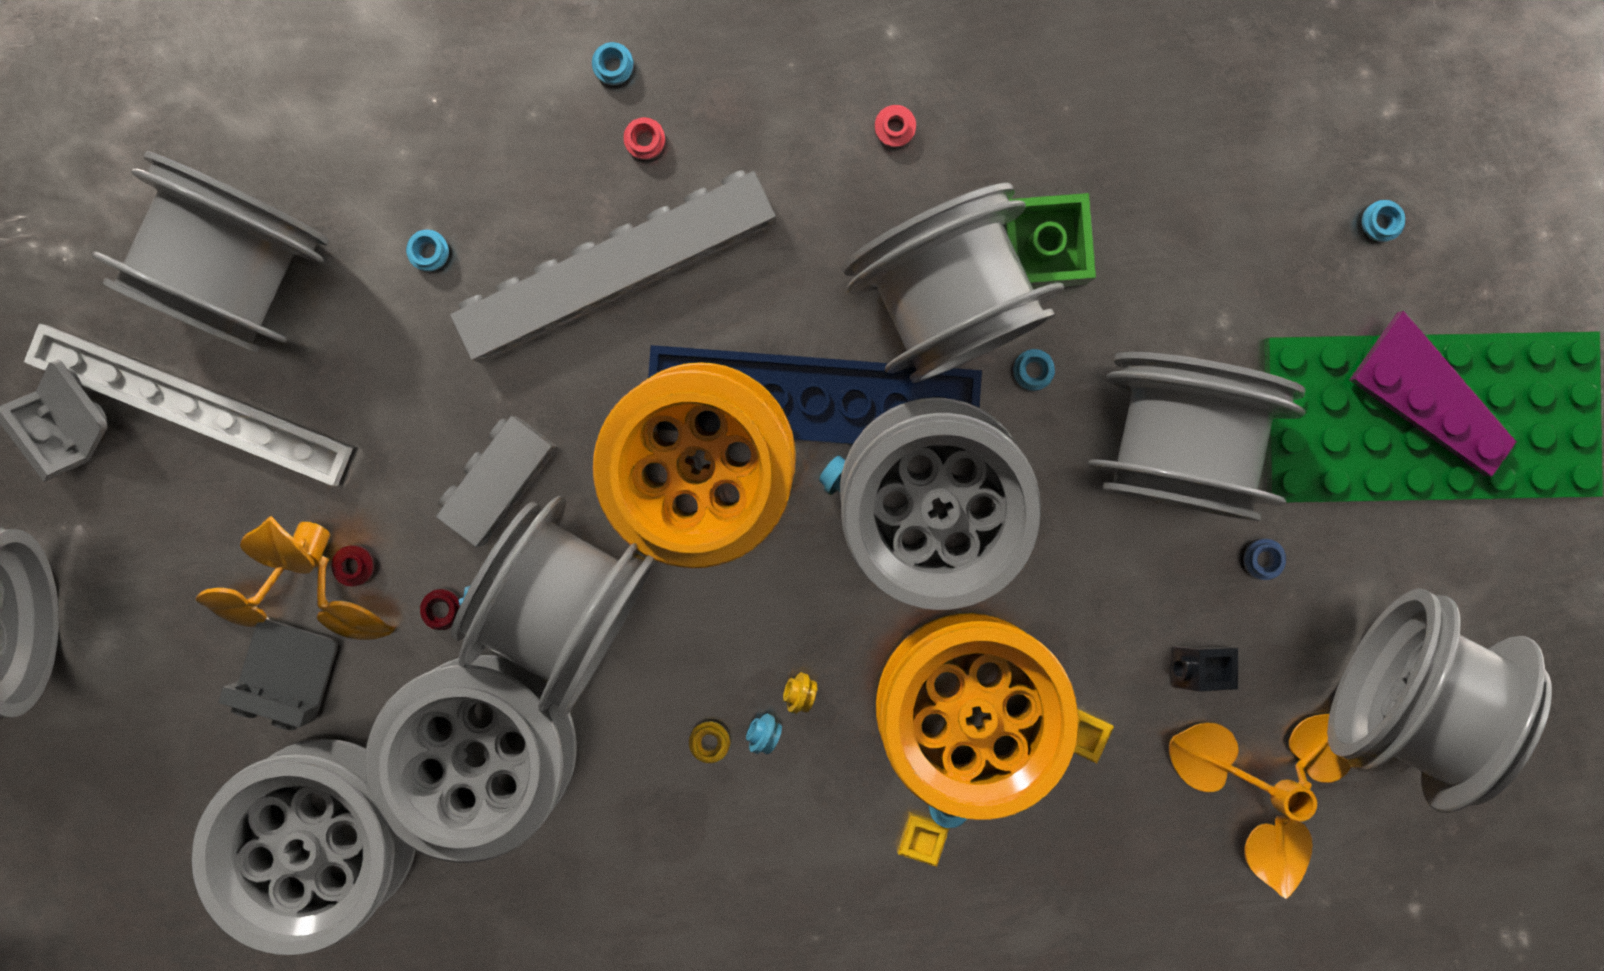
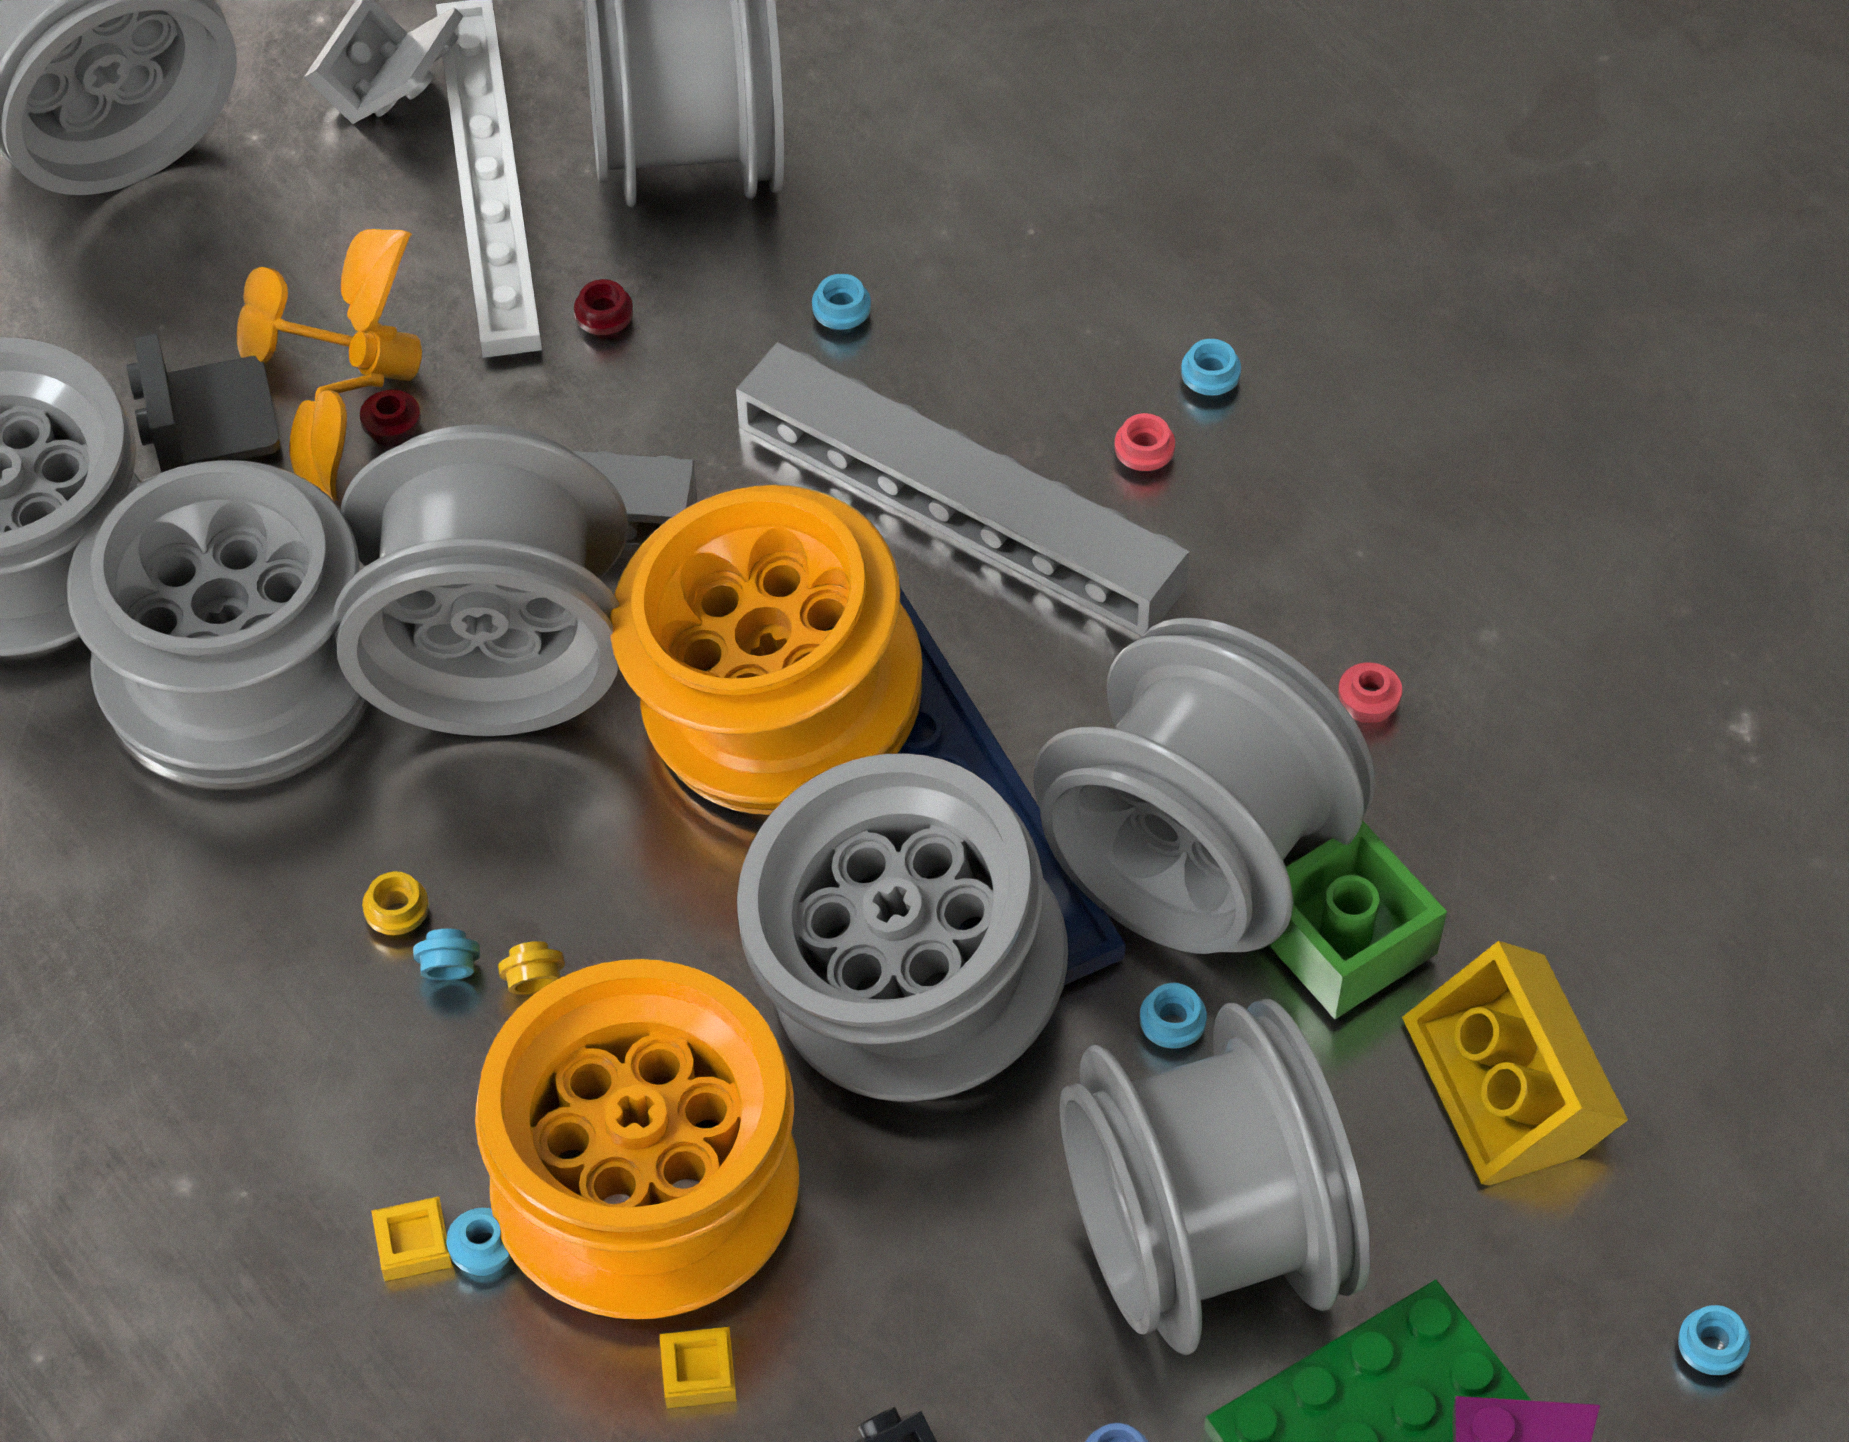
camera: 60 degrees right, 35 degrees down
(332, 394) = (603, 307): none -> dark red plate
(1178, 213) = (1513, 1065): none -> yellow slope

